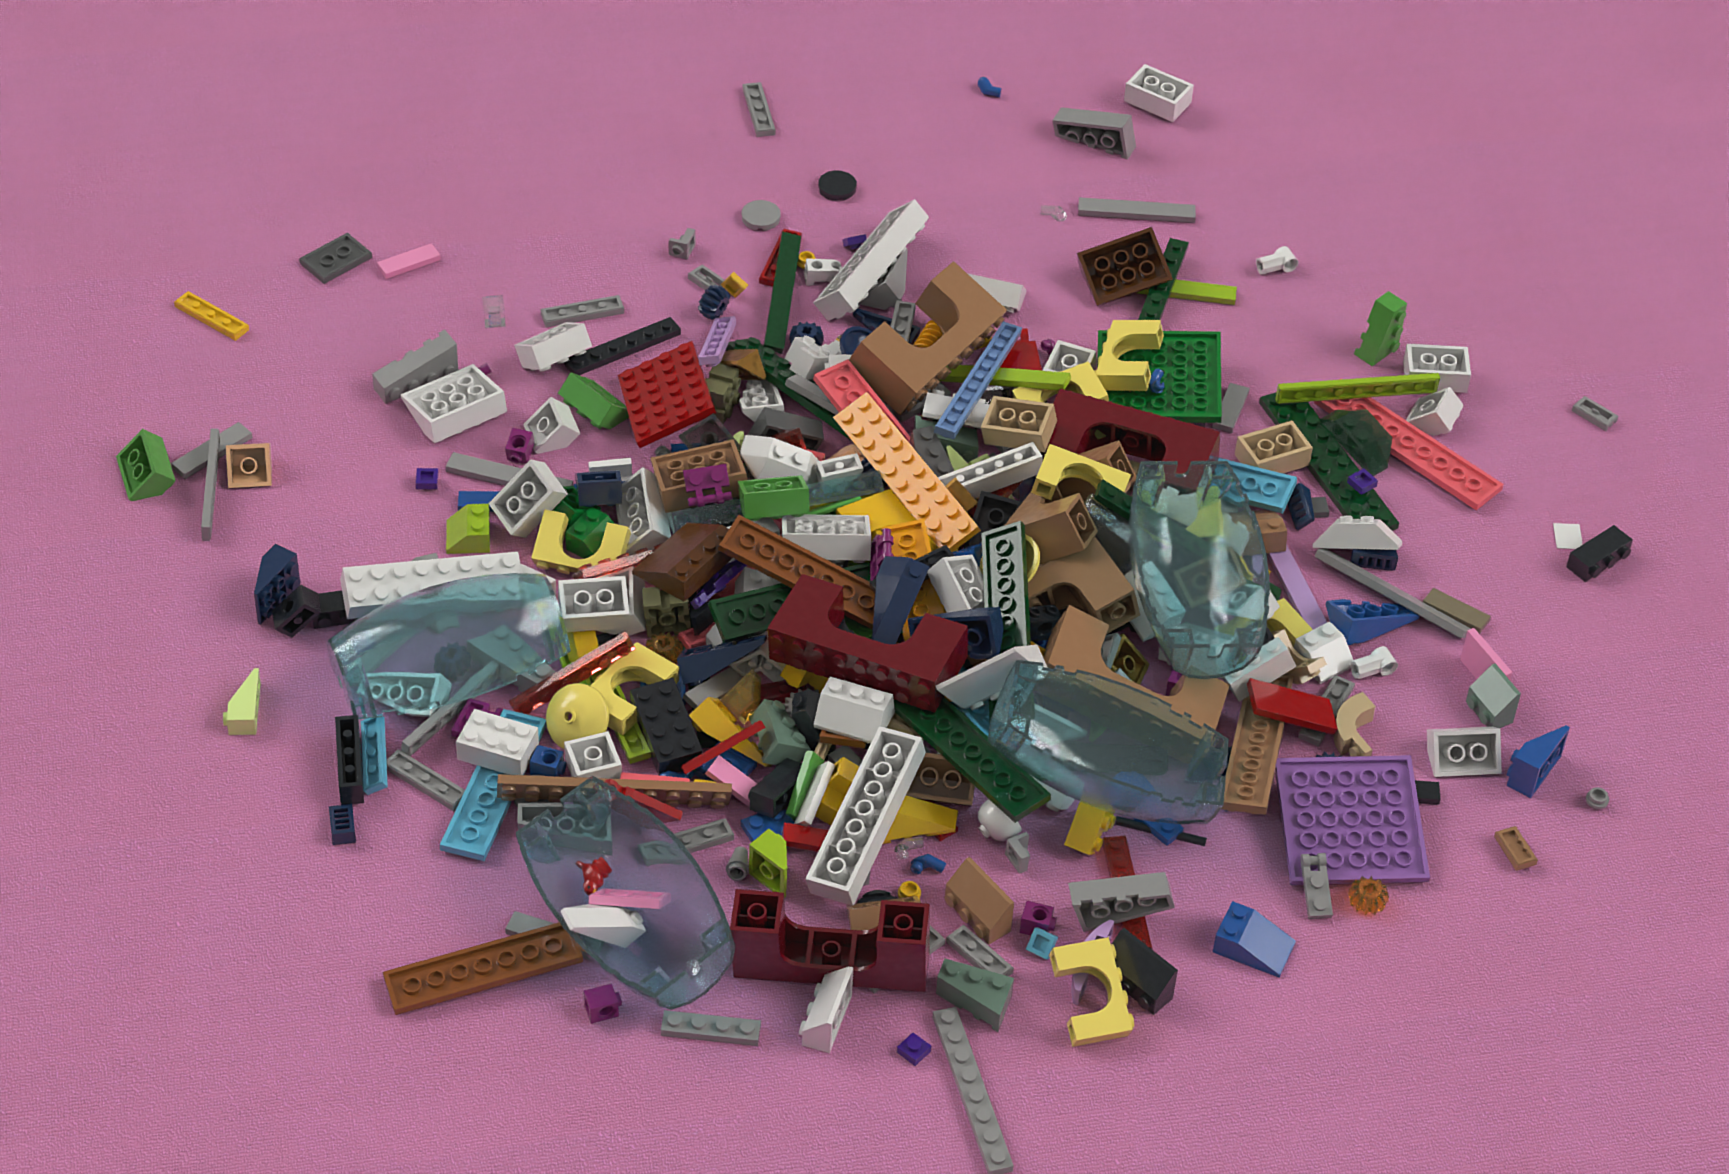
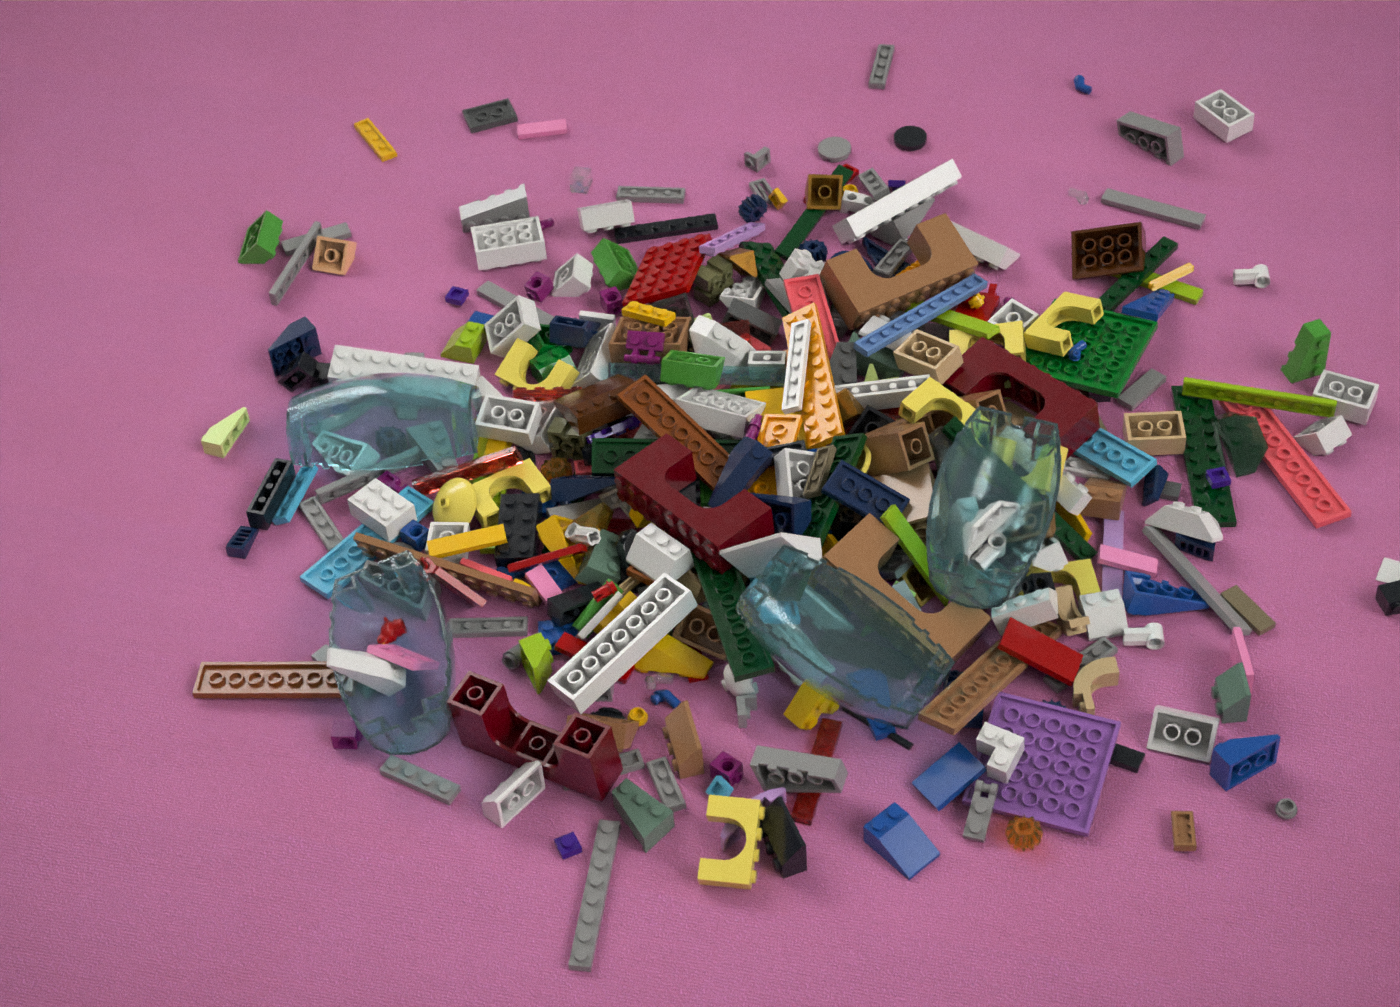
camera: 30 degrees right, 0 degrees up
(613, 443) = (611, 301): none -> magenta brick
(623, 752) = (467, 541): none -> yellow tile
(683, 447) = (648, 313): none -> yellow plate
(750, 711) = (582, 535): none -> white piece
(787, 266) = (823, 191): none -> pearl gold slope
(812, 765) = (604, 591): none -> red pin
(831, 245) = (874, 184): none -> light grey plate
(887, 467) = (796, 366): none -> white plate
(986, 574) = (819, 471): none -> dark tan tile
(1020, 351) = (976, 301): none -> yellow plate
(1052, 586) = (862, 492): none -> dark blue tile
(1128, 639) = (909, 543): none -> lime tile
(1188, 590) = (992, 519): none -> white wedge
(1198, 280) = (1171, 276): none -> yellow axle
(1199, 315) = (1150, 306): none -> blue wing
(1204, 615) = (988, 552): none -> white piece
(1267, 860) = (949, 776): none -> blue tile
(1312, 813) = (1003, 748): none -> white brick
(1317, 590) = (1127, 560): none -> bright pink tile

